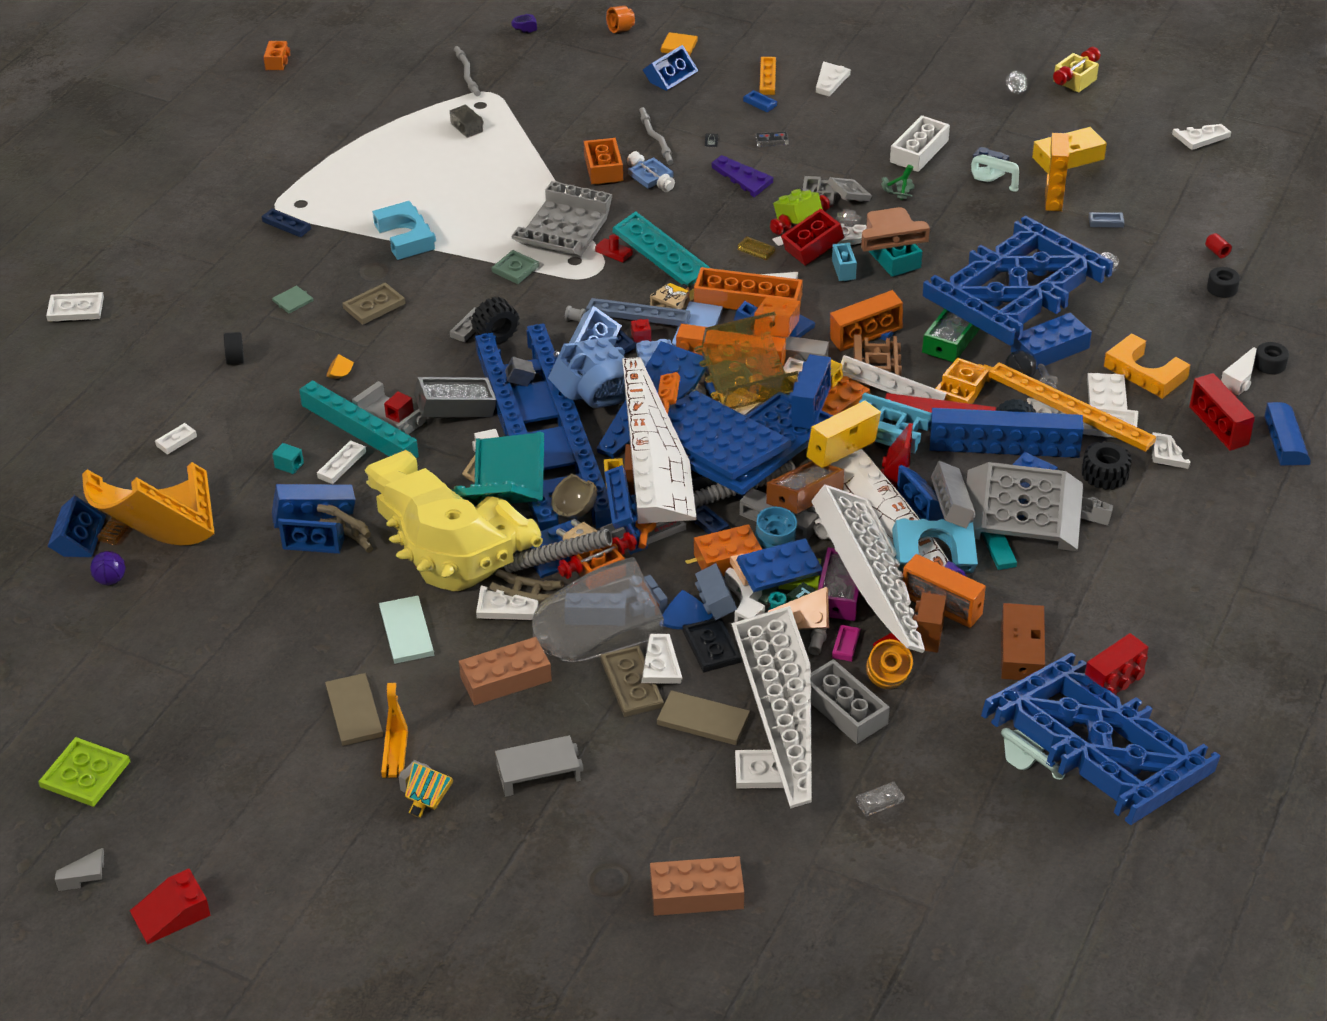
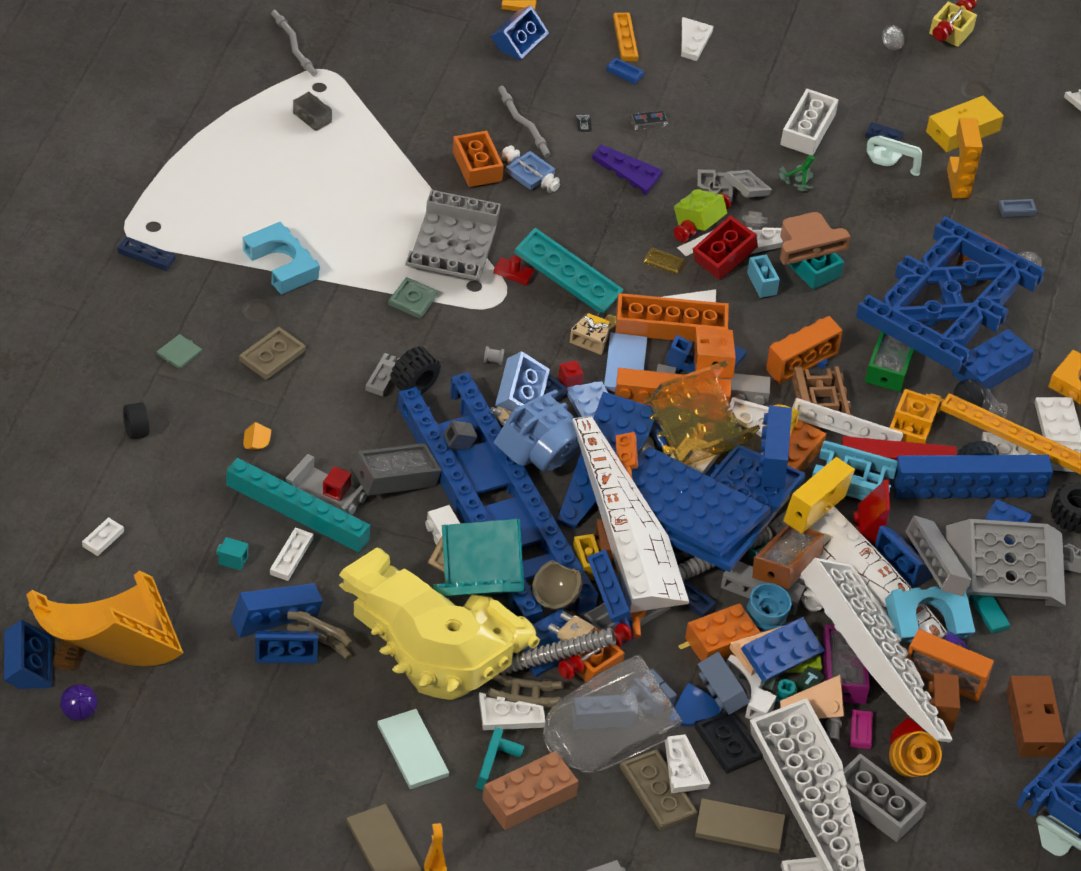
camera: 15 degrees left, 5 degrees up
(276, 55) = (72, 30): orange brick -> none
(482, 630) = (496, 743): none -> teal piece
(639, 311) = (561, 349): sand blue plate -> none

